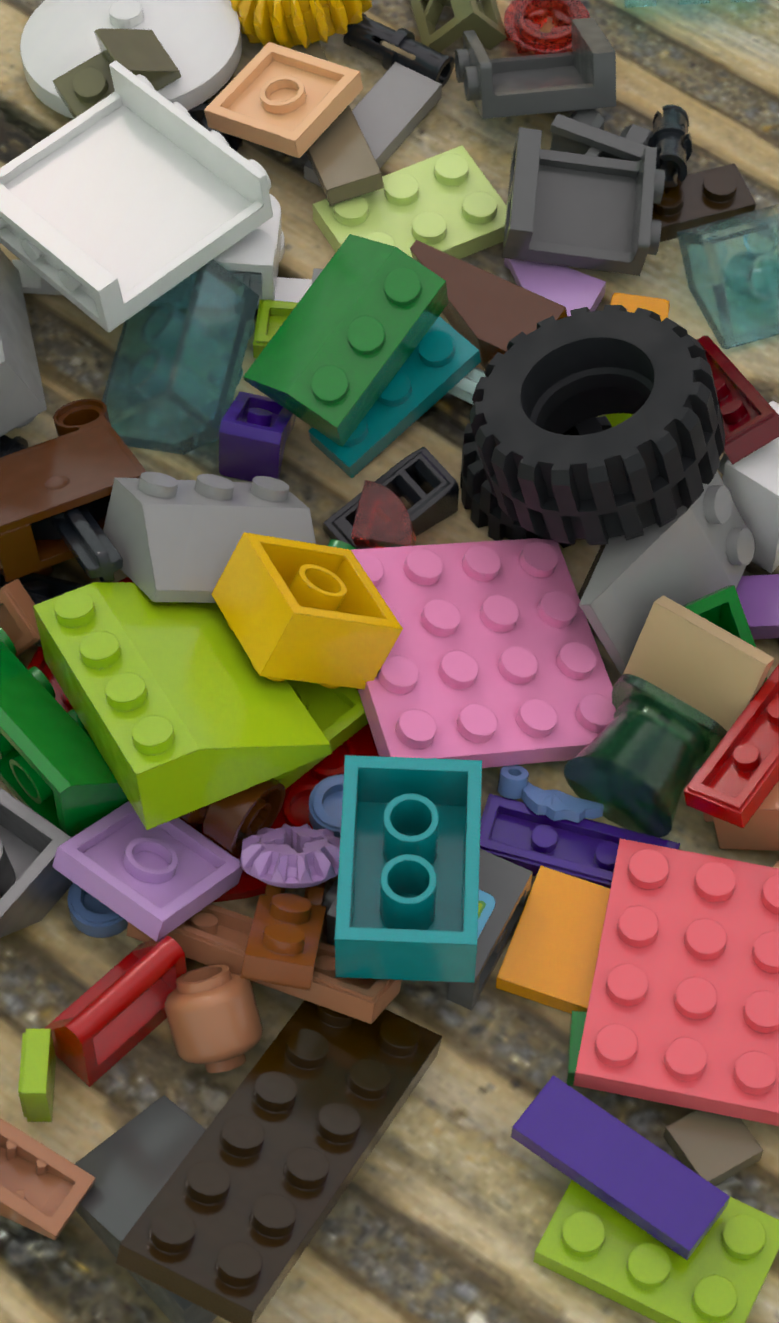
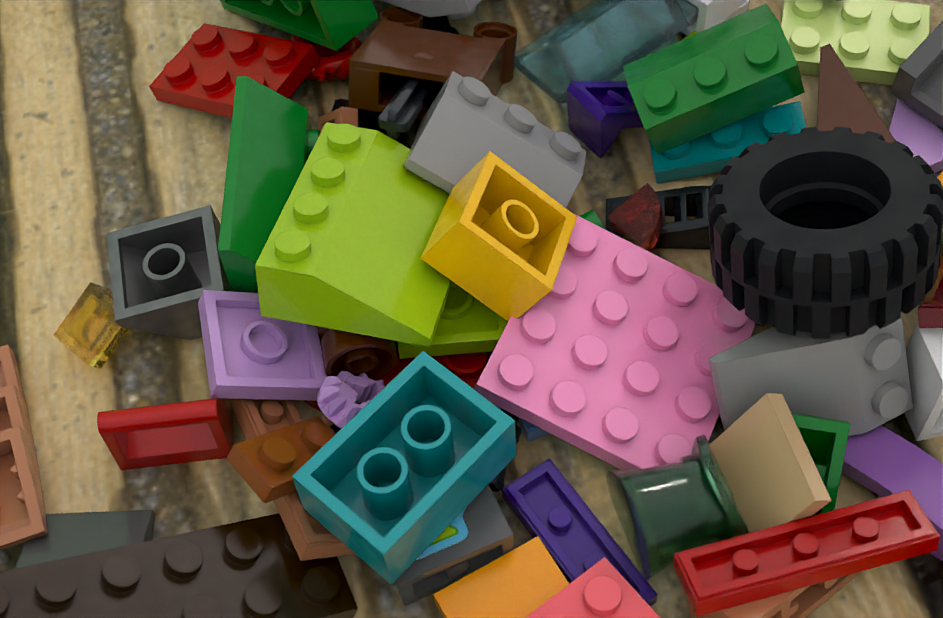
camera: 45 degrees right, 0 degrees up
(37, 1075) = (79, 438): lime tile -> none
(213, 1018) = (209, 483): nougat head -> none
(553, 803) = (585, 496): medium blue piece -> none

